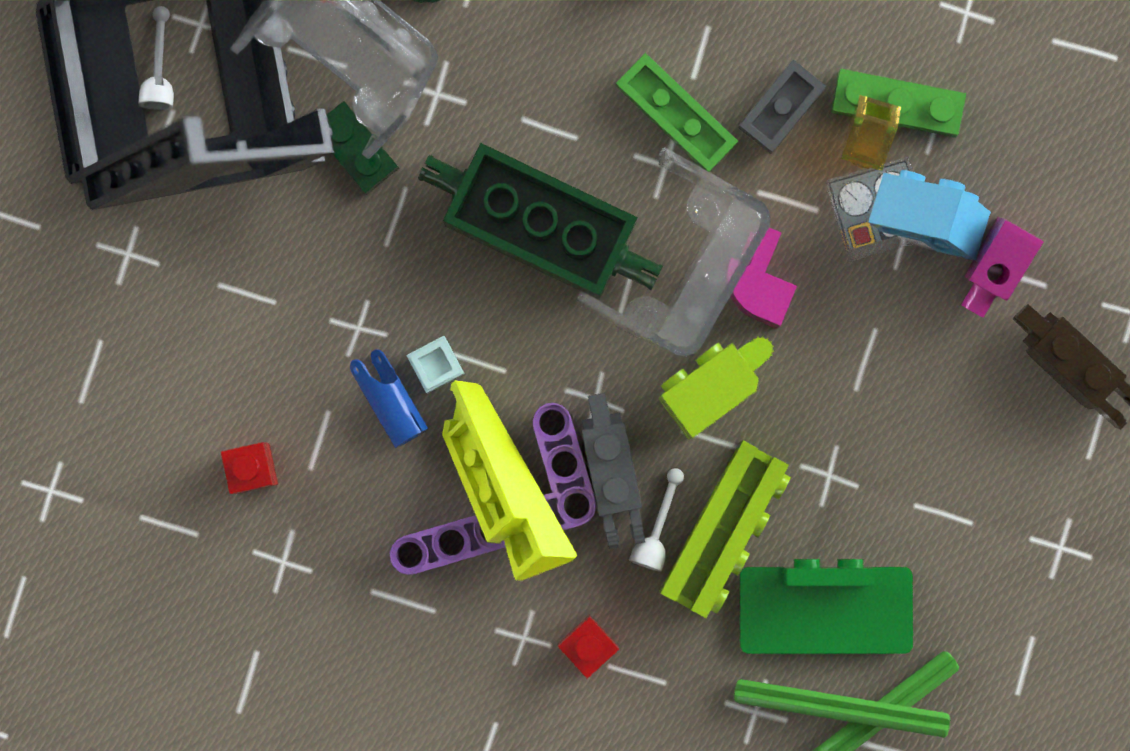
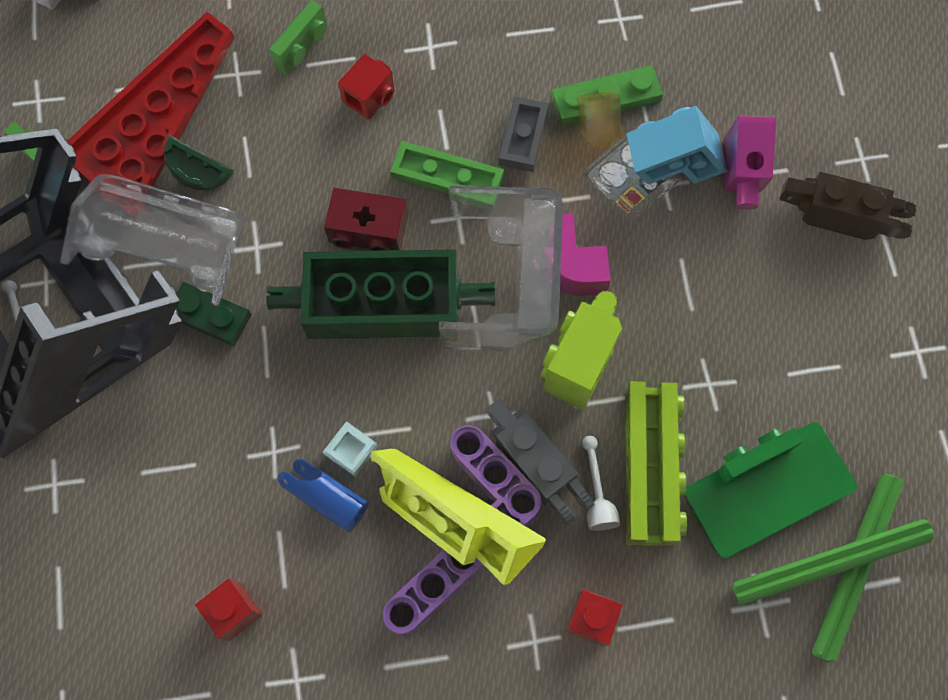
camera: 25 degrees left, 15 degrees down
(554, 106) = (365, 220): none -> dark red brick

